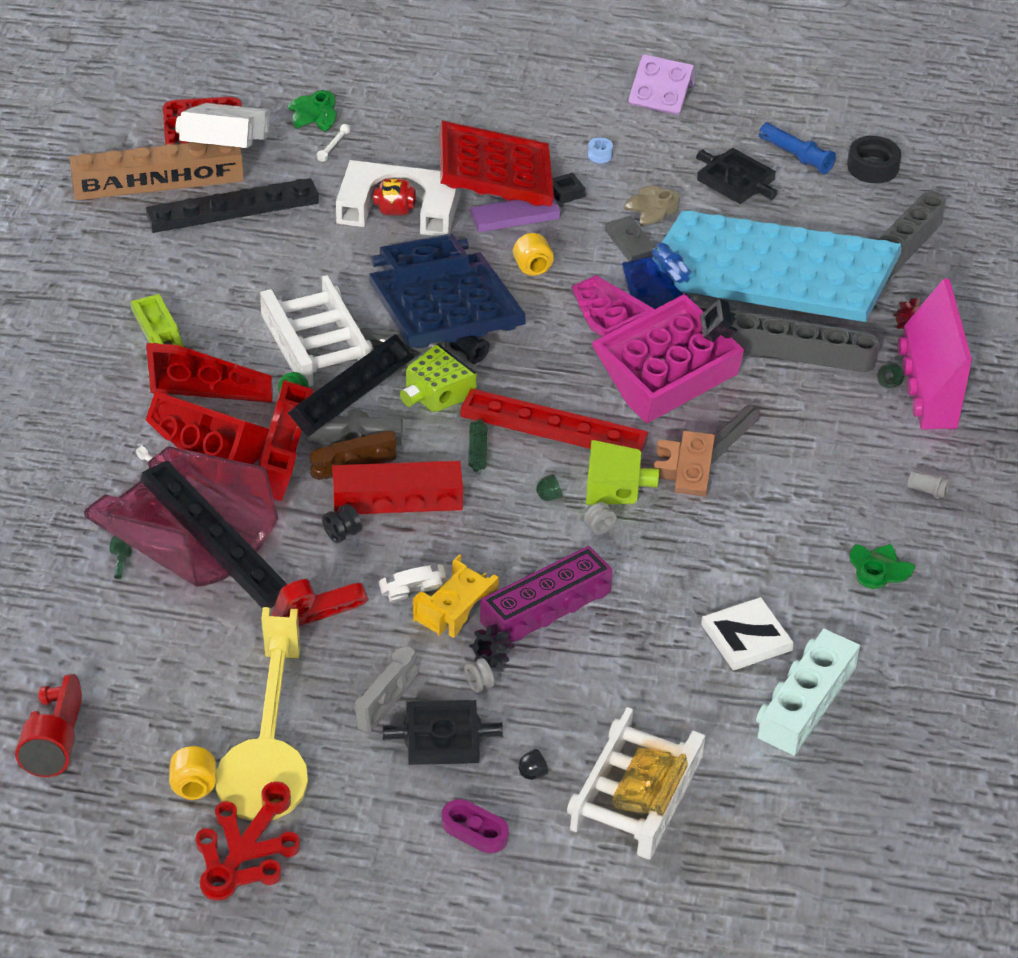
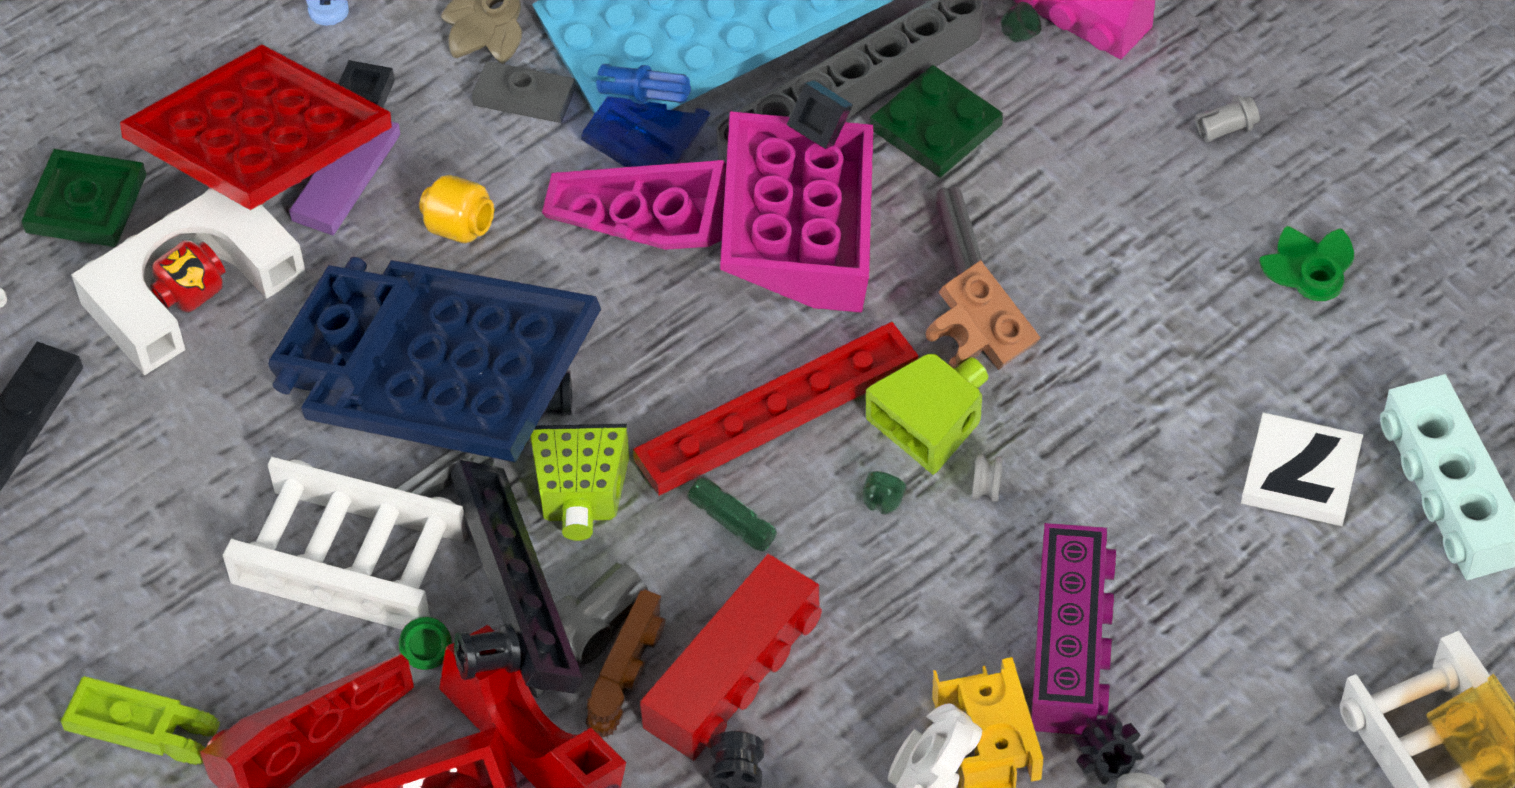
camera: 45 degrees left, 10 degrees up
(284, 380) = (505, 655): none -> black bush
(401, 144) = (84, 197): none -> dark green plate
(793, 383) = (936, 121): none -> dark green plate

